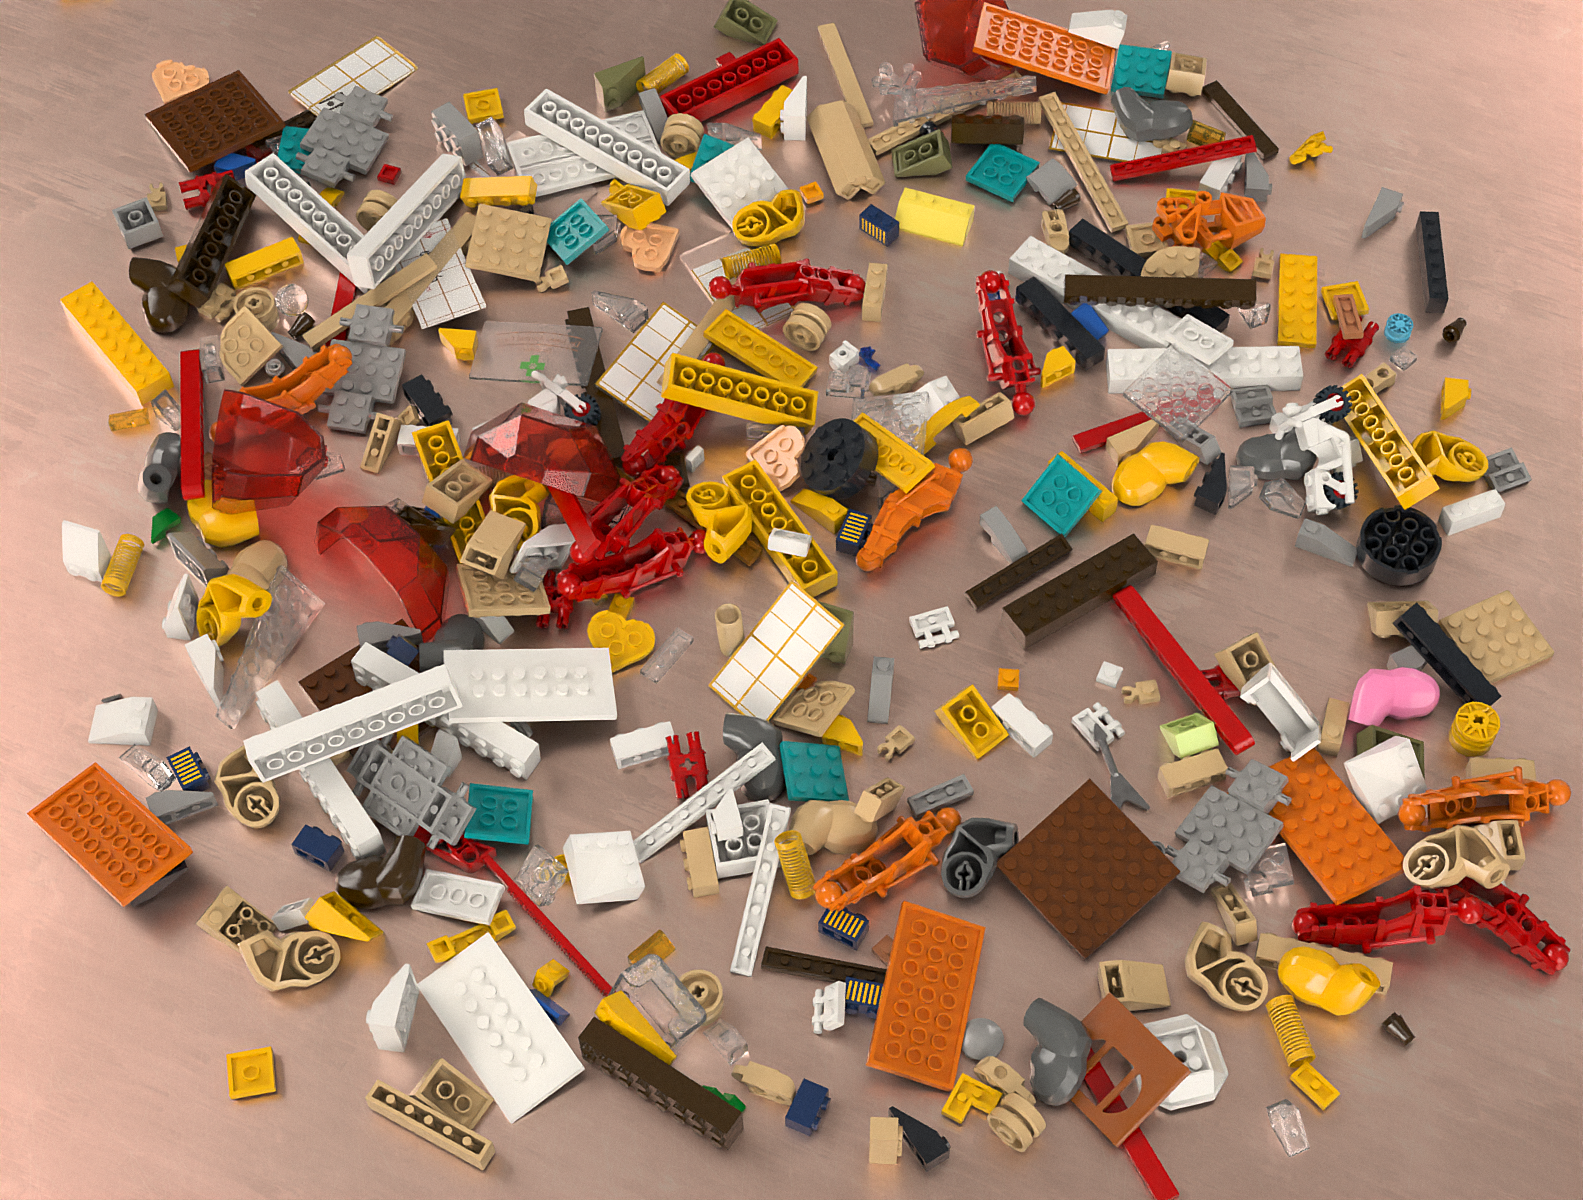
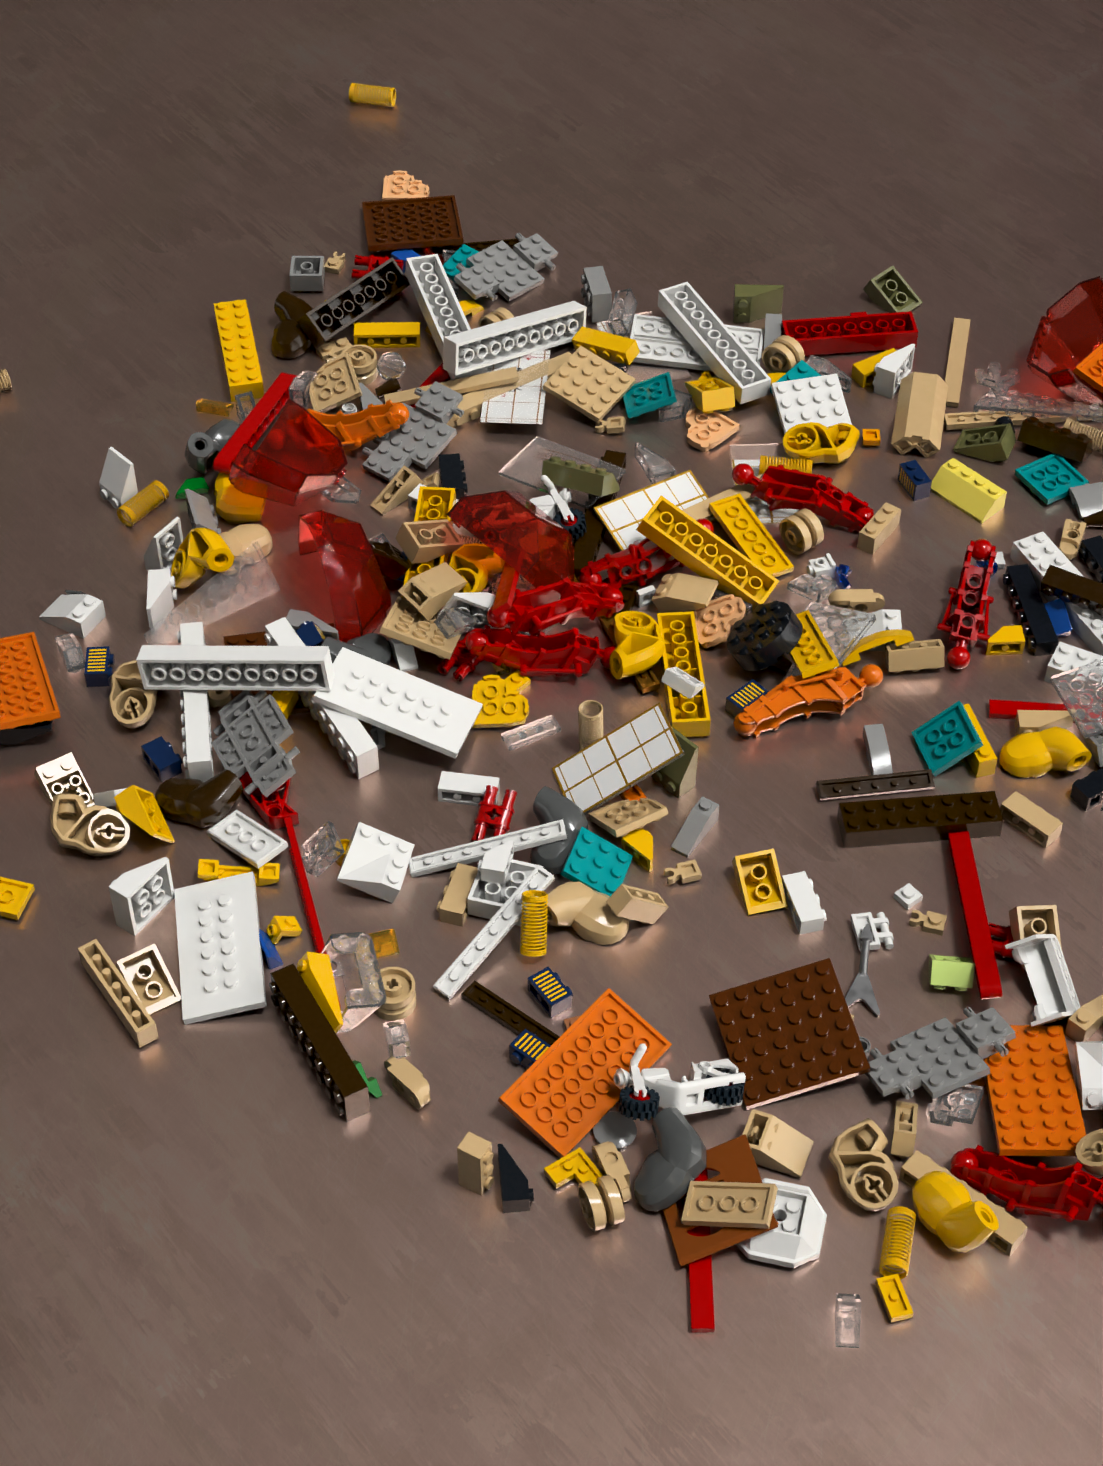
camera: 25 degrees right, 10 degrees down
(176, 805) = (73, 685): light grey slope -> none
(369, 66) = (557, 228): clear piece -> none
(389, 174) = (527, 306): red tile -> none
(447, 749) = (304, 730): white slope -> none
(459, 342) = (506, 443): yellow slope -> none
(483, 105) = (637, 281): yellow plate -> none
(500, 815) = (317, 790): teal plate -> none
(565, 358) = (580, 477): none -> olive slope
(677, 70) = (774, 309): yellow piece -> none
(733, 442) = (683, 593): none -> tan slope
(807, 1107) = (431, 1116): dark blue brick -> none
(821, 509) = (729, 672): yellow slope -> none
(834, 1007) = (496, 1047): white plate -> none
(866, 873) = (594, 955): orange piece -> none
(931, 622) = (772, 794): white plate -> none
(940, 796) = (696, 928): light grey plate -> none
(974, 854) = (694, 980): dark grey piece -> none
(1004, 989) = (653, 1088): none -> white piece
(1008, 679) = (814, 864): light orange plate -> none
(1136, 1070) = (729, 1204): none -> tan plate
(1192, 772) = (934, 1001): tan brick -> none
(1398, 1028) = (1002, 1284): dark brown cone -> none

